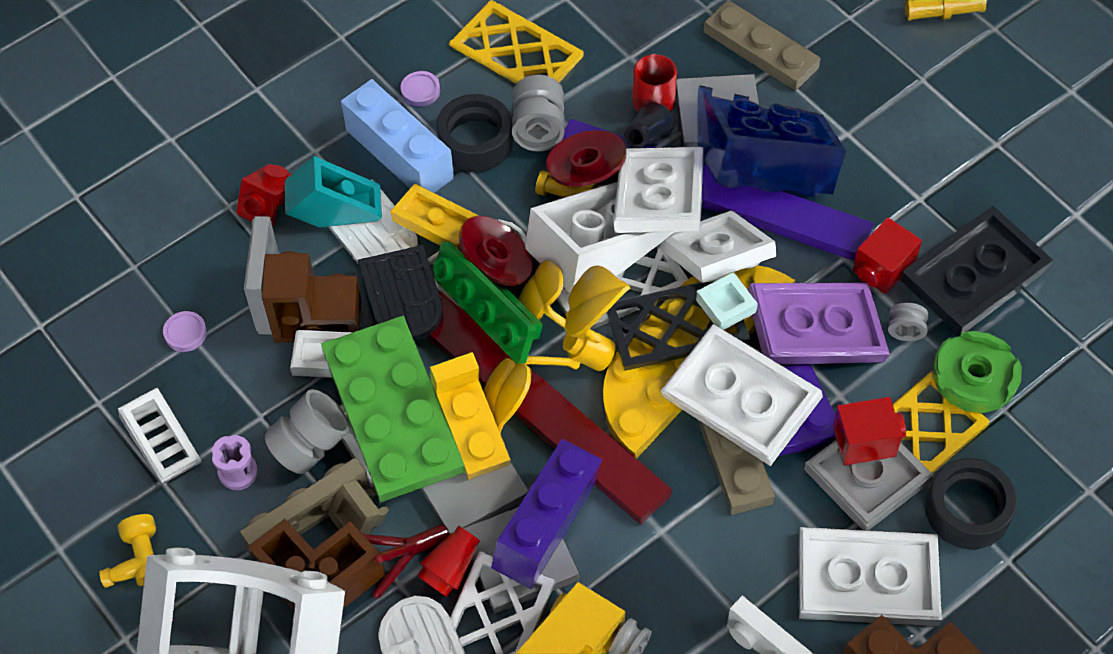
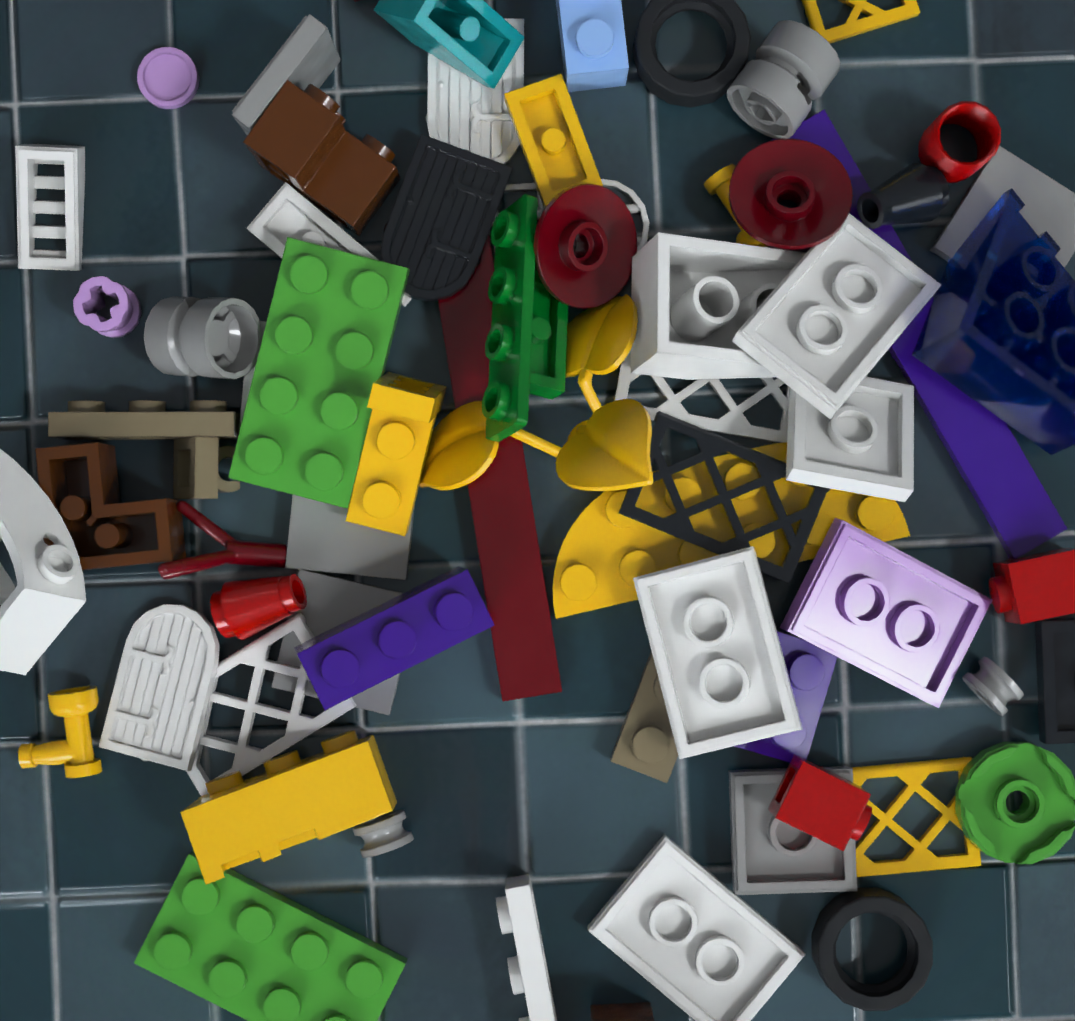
camera: 40 degrees right, 30 degrees up
(726, 301) = (793, 526): light aqua plate -> none

